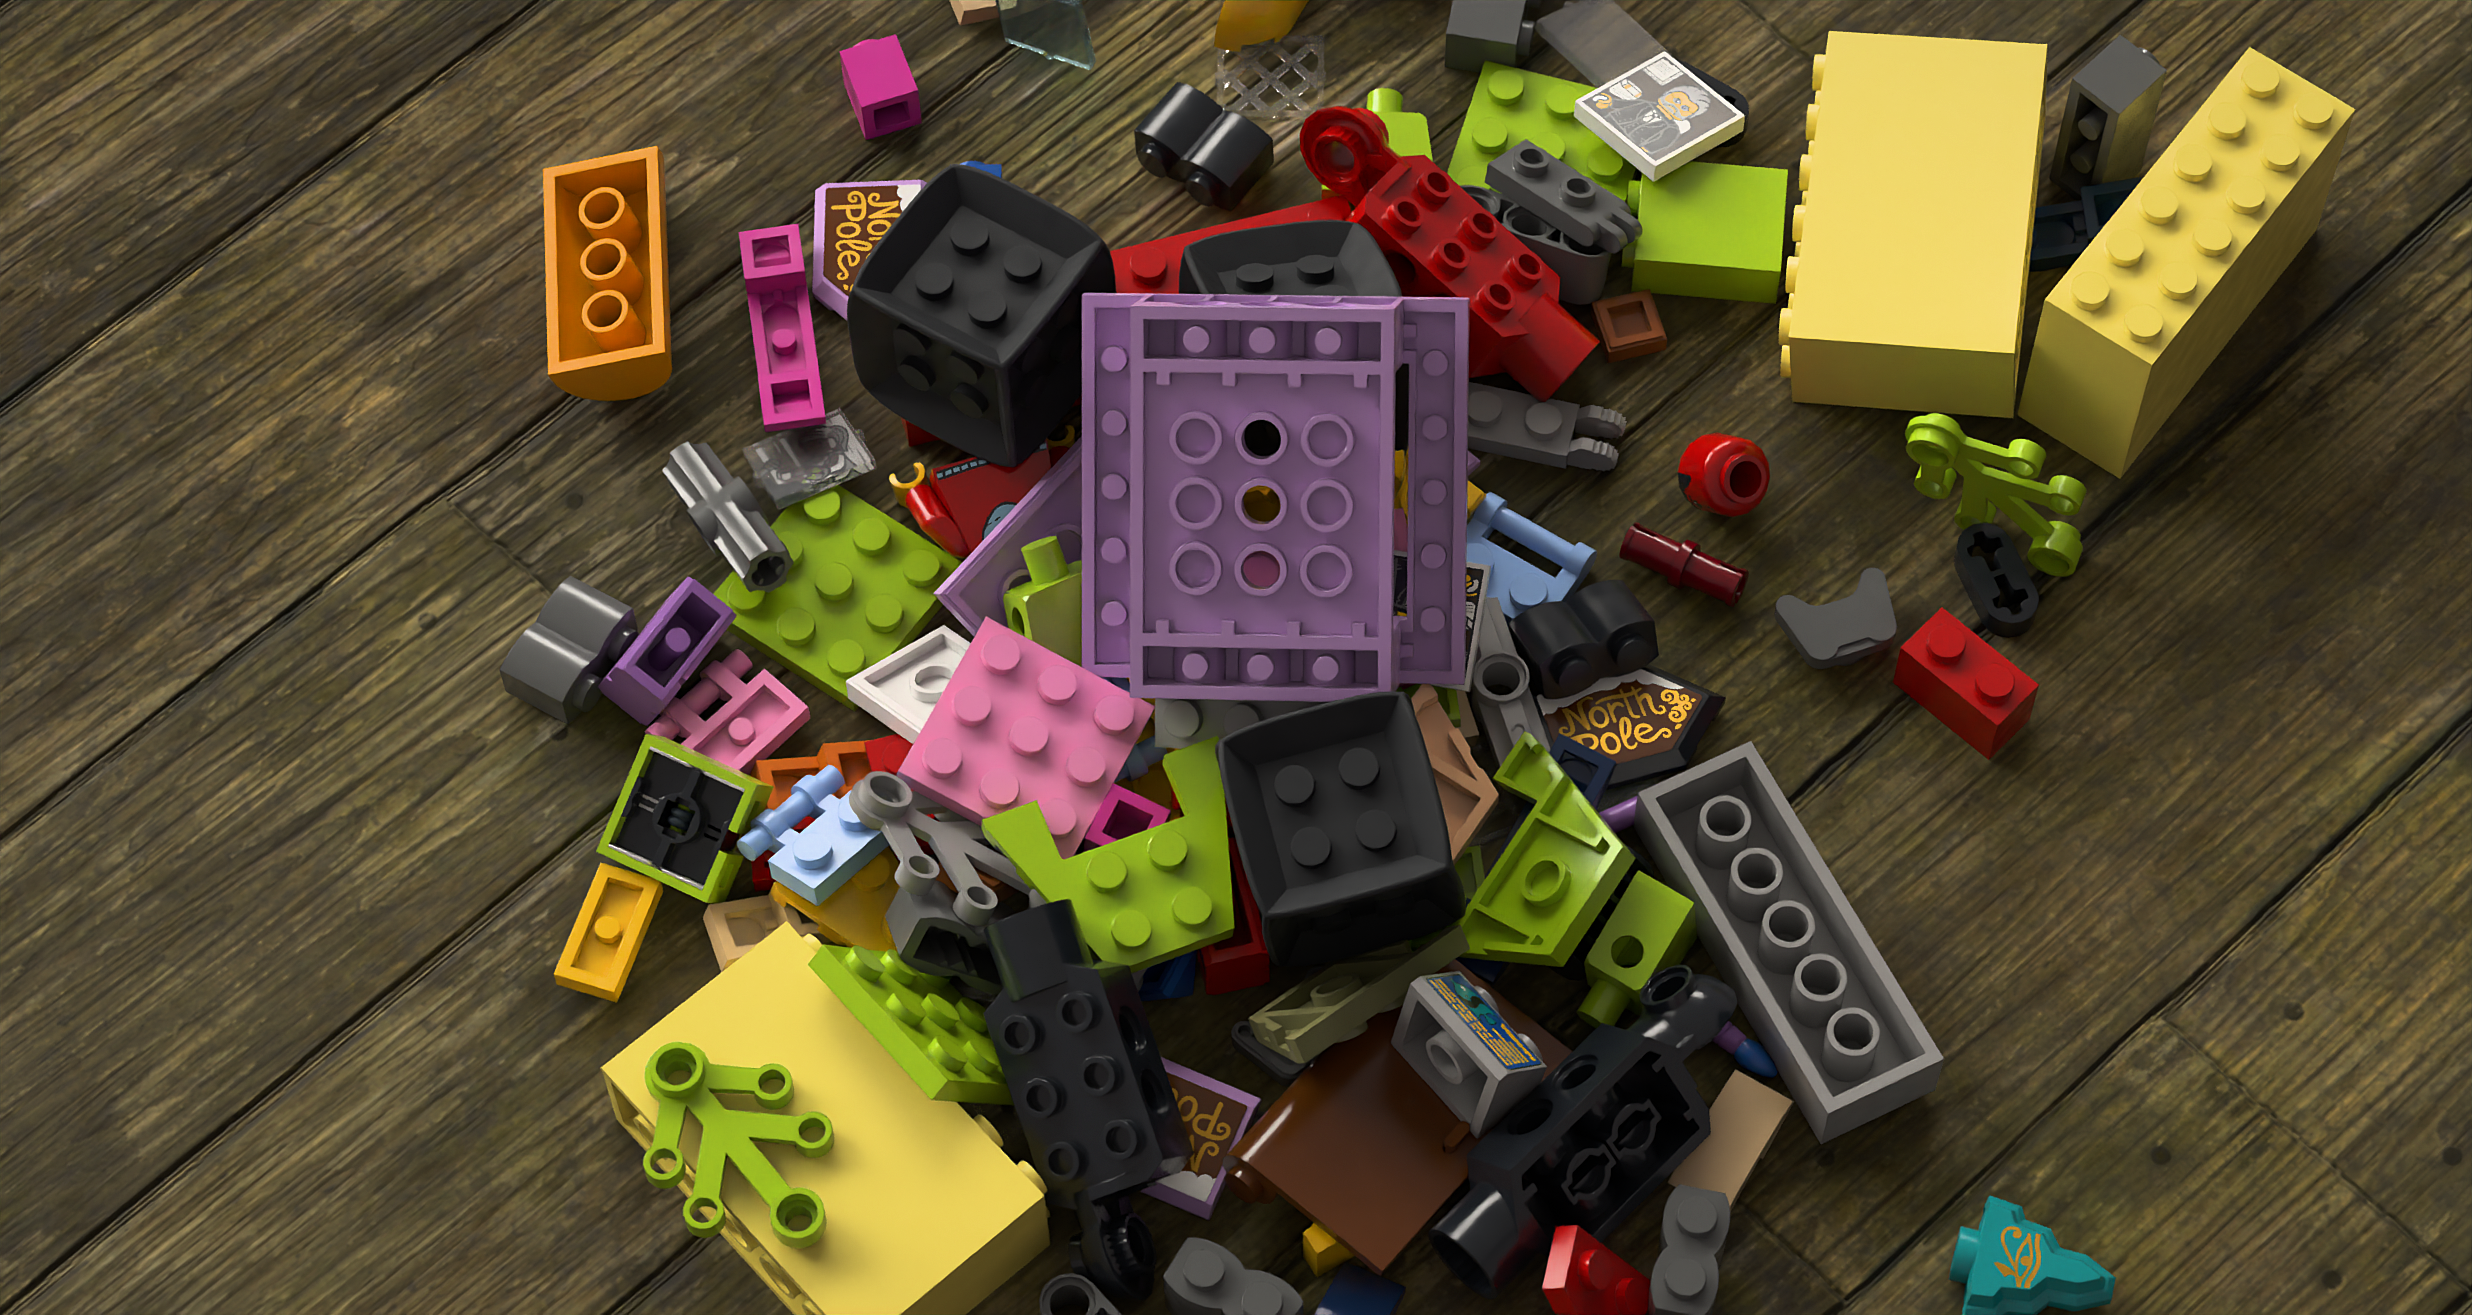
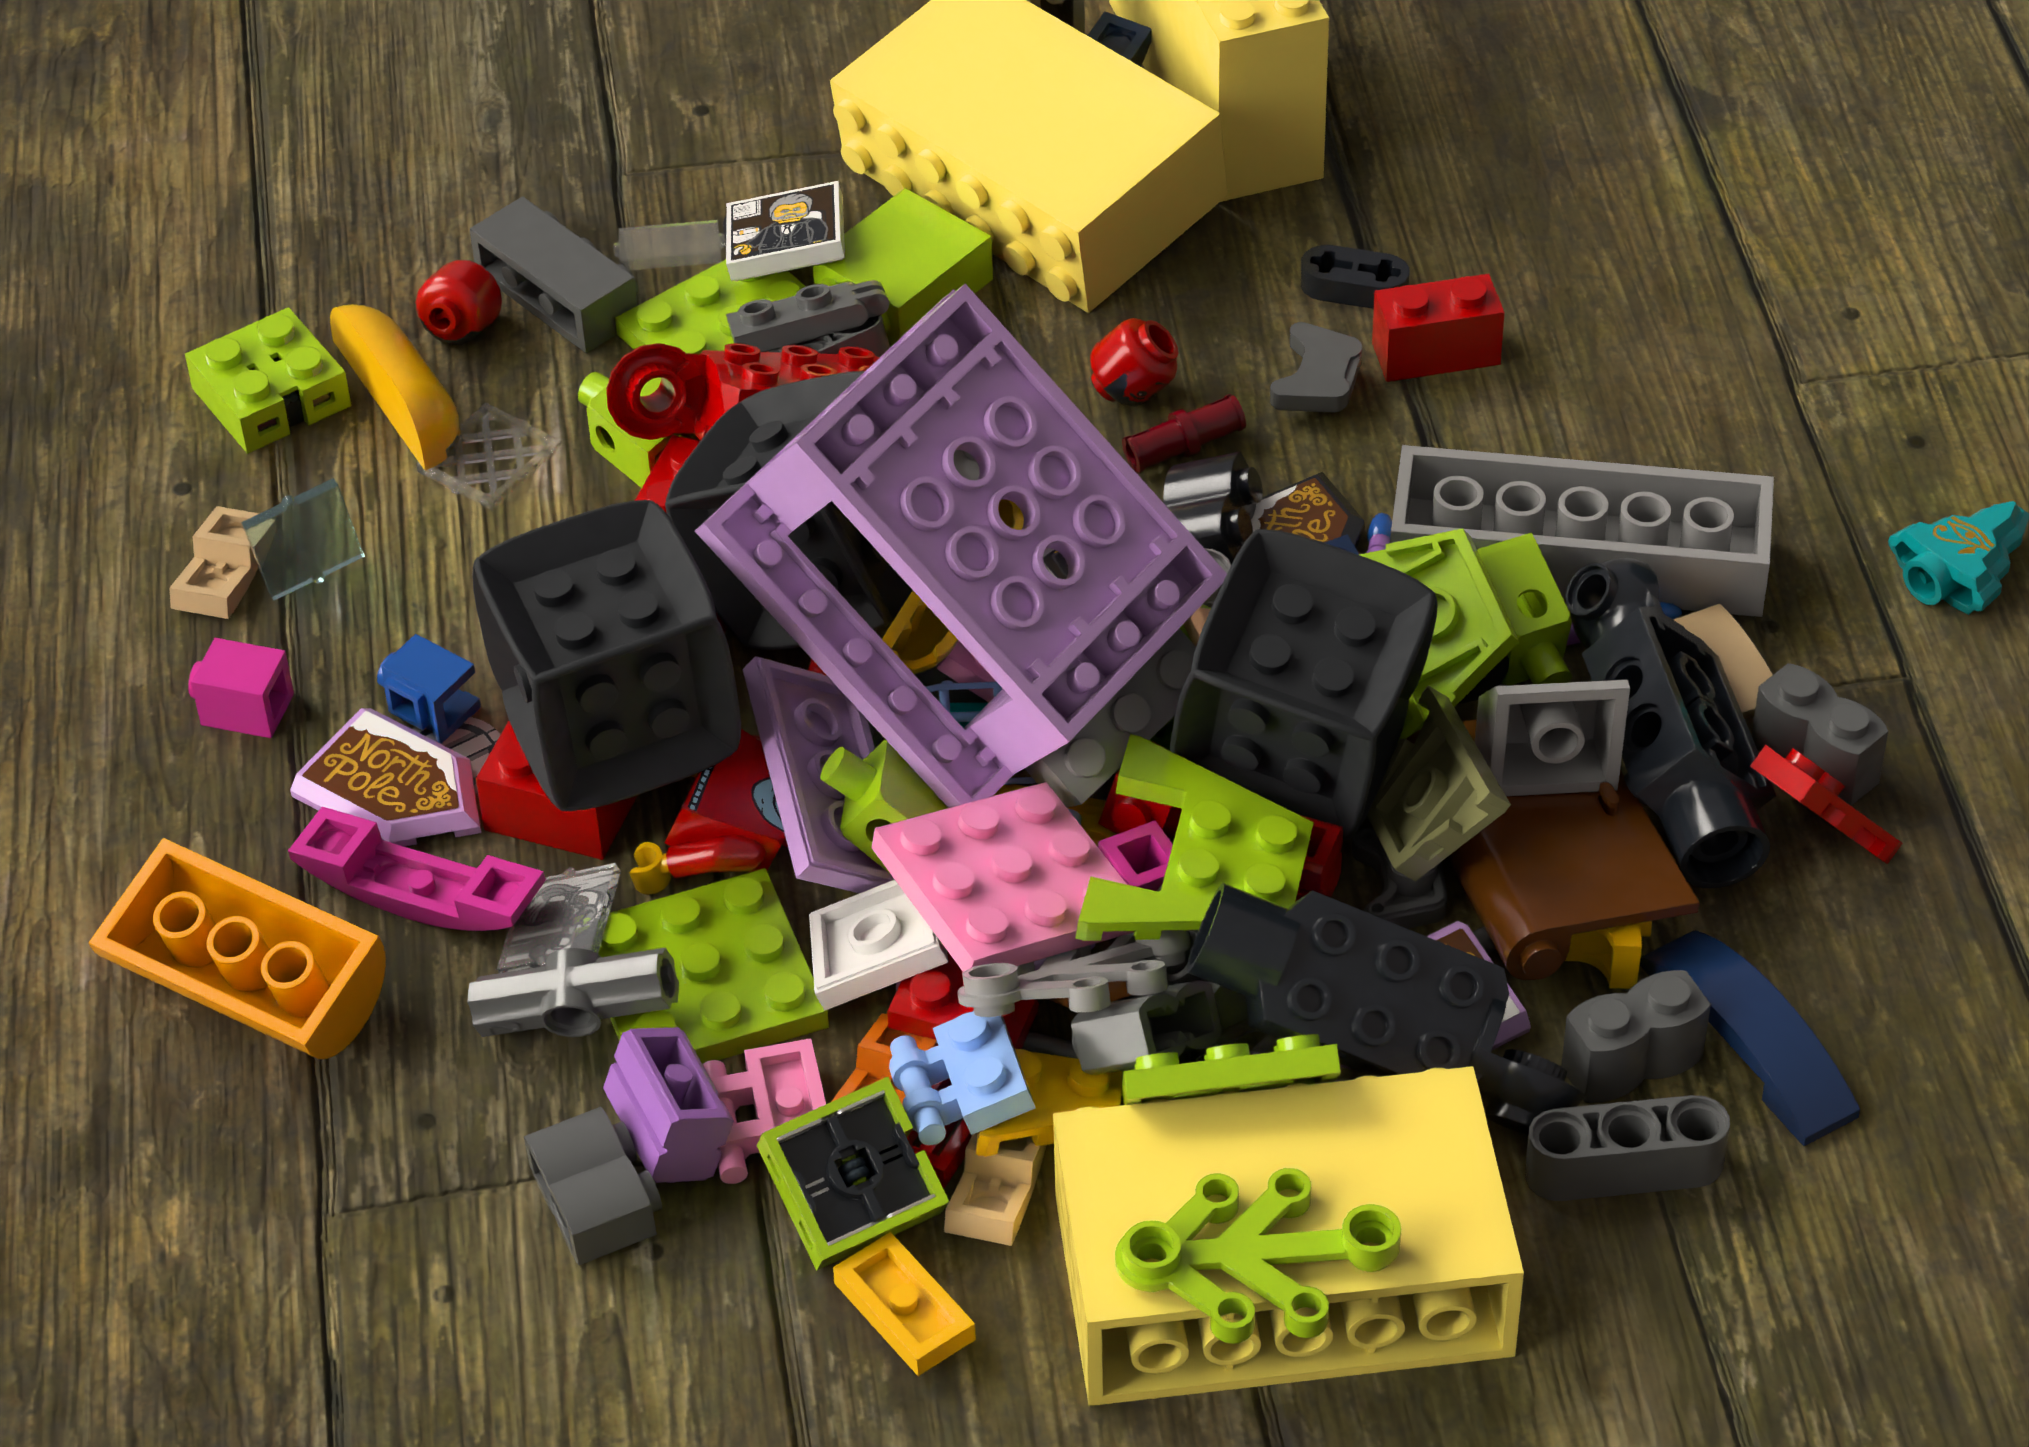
camera: 55 degrees left, 15 degrees down
(1203, 146) = (505, 507): black brick -> none
(1940, 444) = (1261, 190): lime plant -> none

